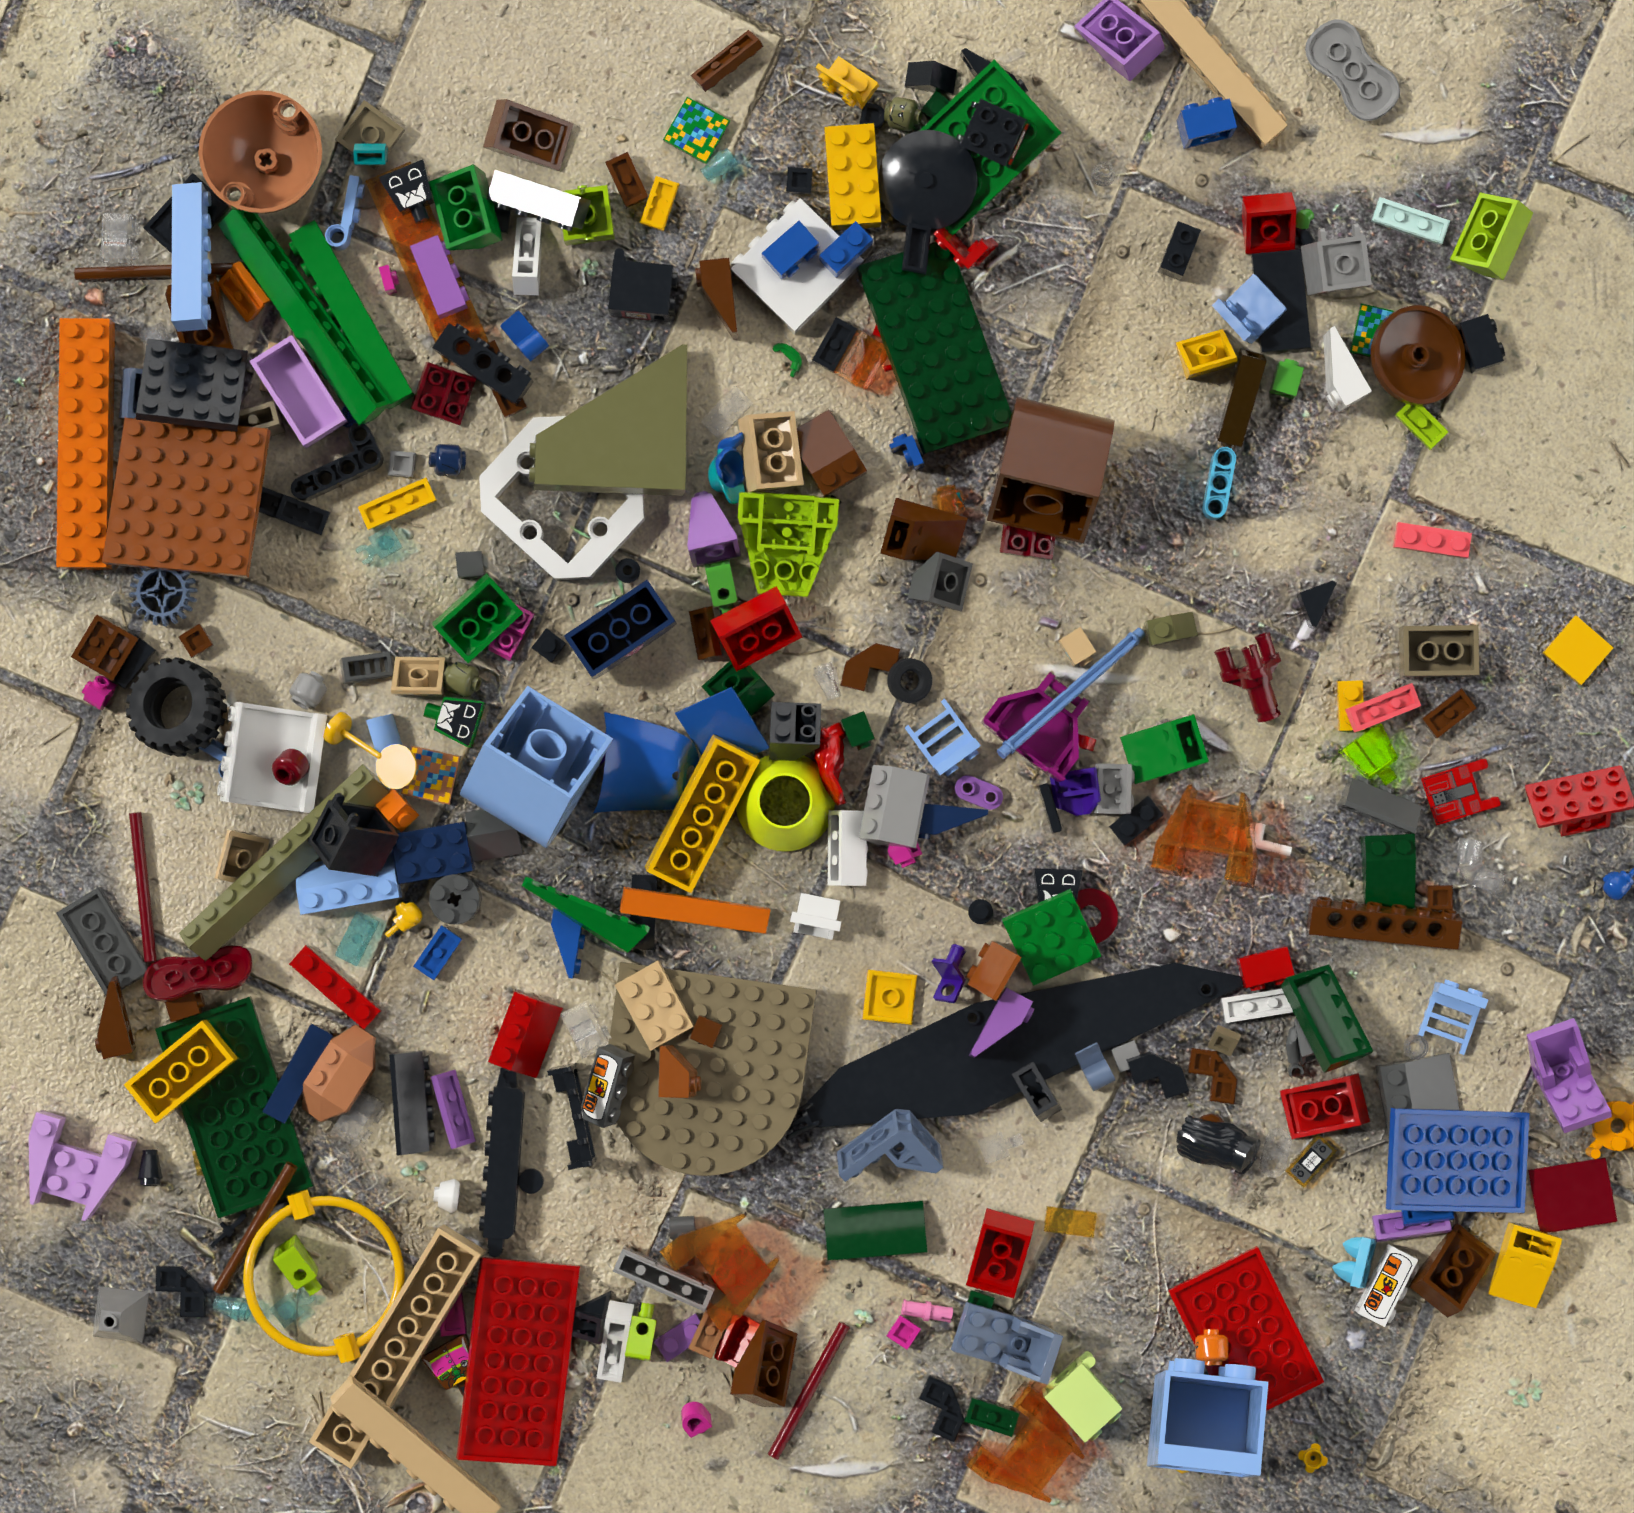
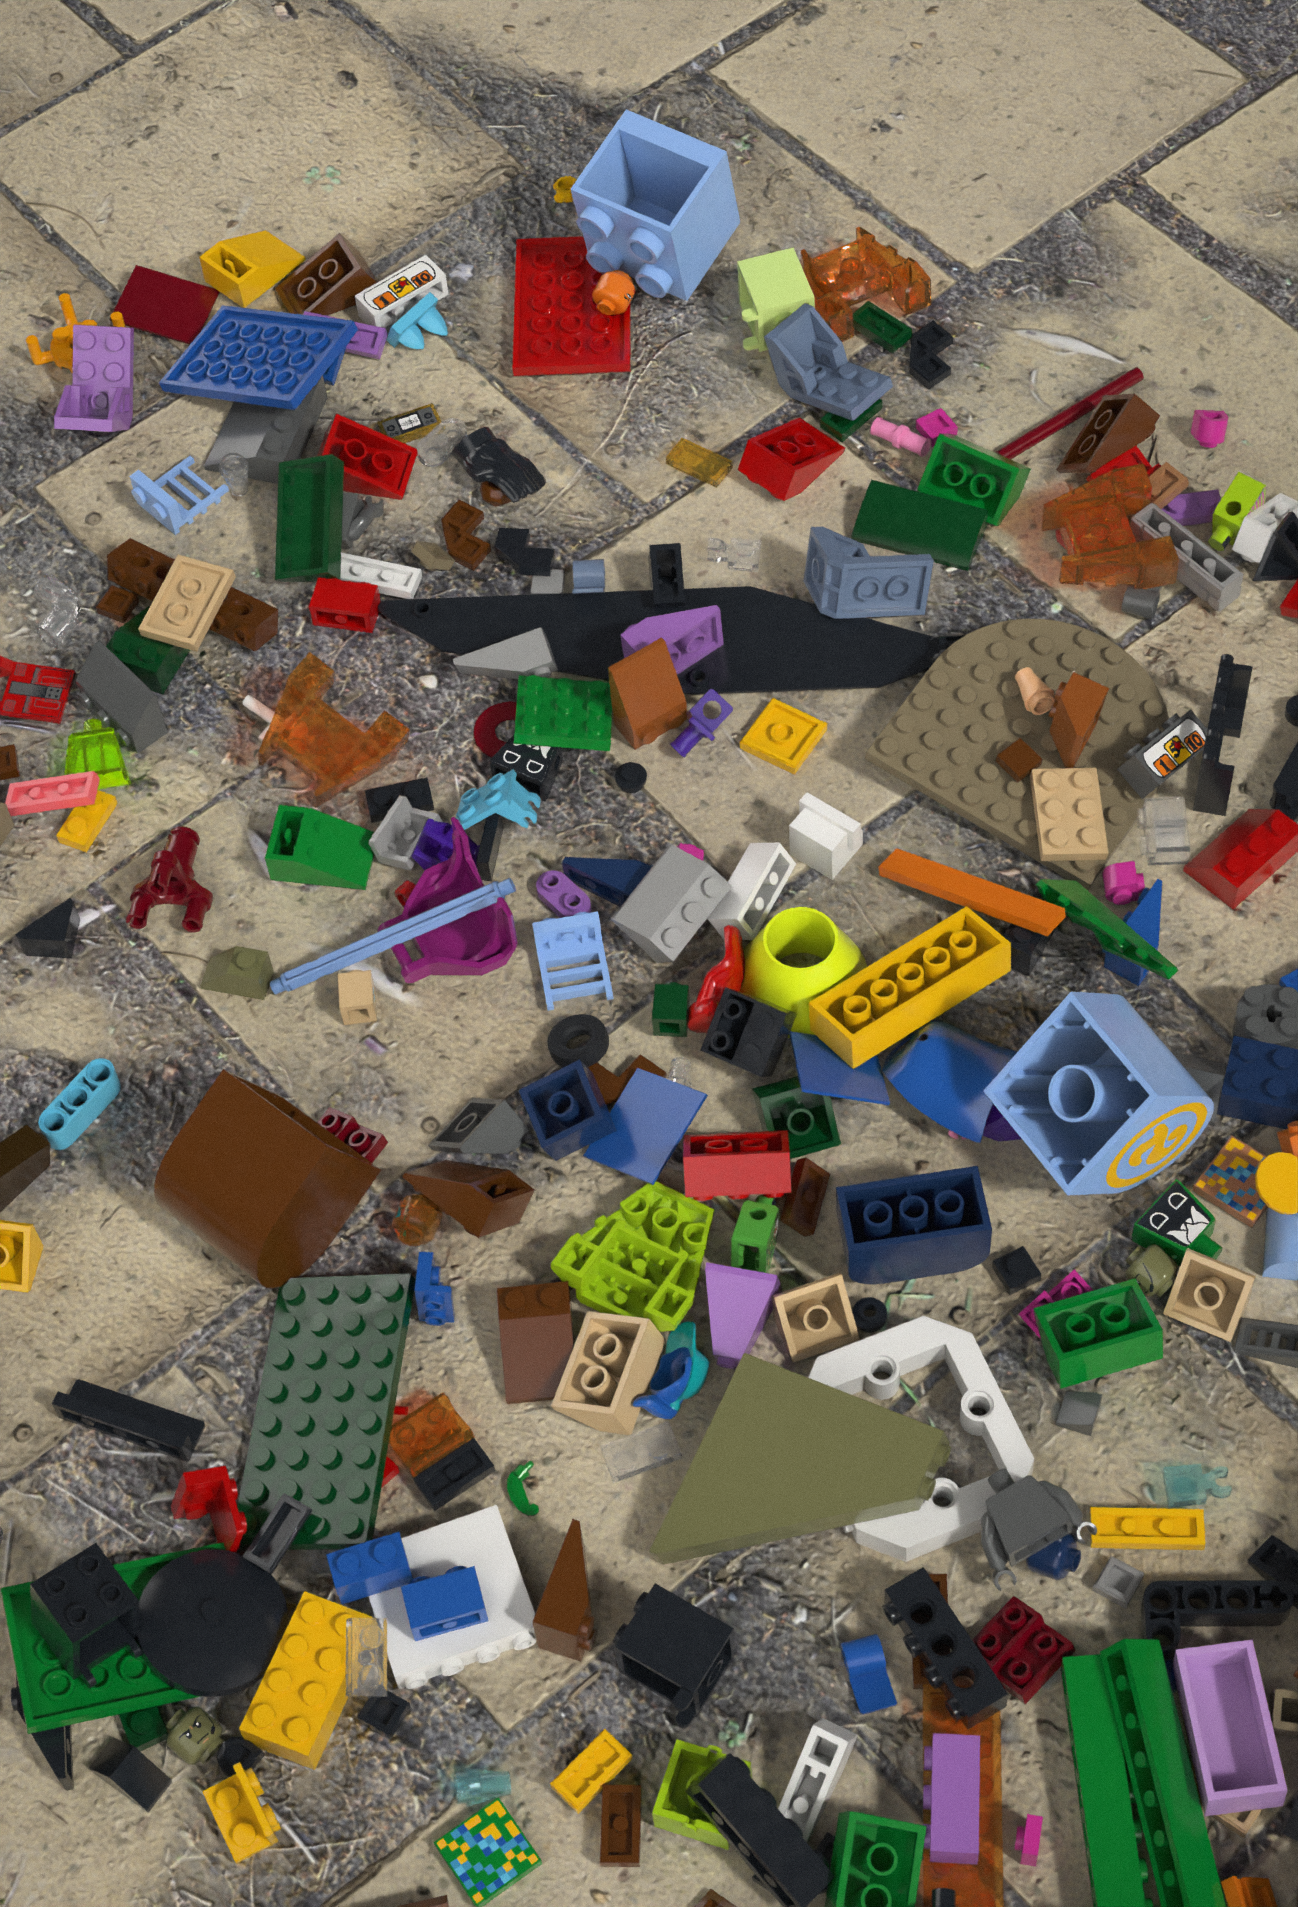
camera: 145 degrees left, 30 degrees down
(466, 463) = (1025, 1520): none -> dark grey torso
(597, 970) = (1122, 883): none -> dark pink plate
(658, 549) = (815, 1317): none -> tan slope
(717, 1091) = (1035, 693): none -> light nougat cone
(821, 198) = (366, 1657): none -> clear plate
(831, 634) = (649, 1125): none -> piece
(853, 1292) = (973, 476): none -> green slope
(887, 619) = (567, 1110): none -> dark blue brick
(1058, 289) = (130, 1419): none -> black panel
(1066, 834) = (499, 796): none -> medium azure plate
(1112, 970) = (515, 656): none -> light grey slope
(1372, 899) = (187, 603): none -> tan plate

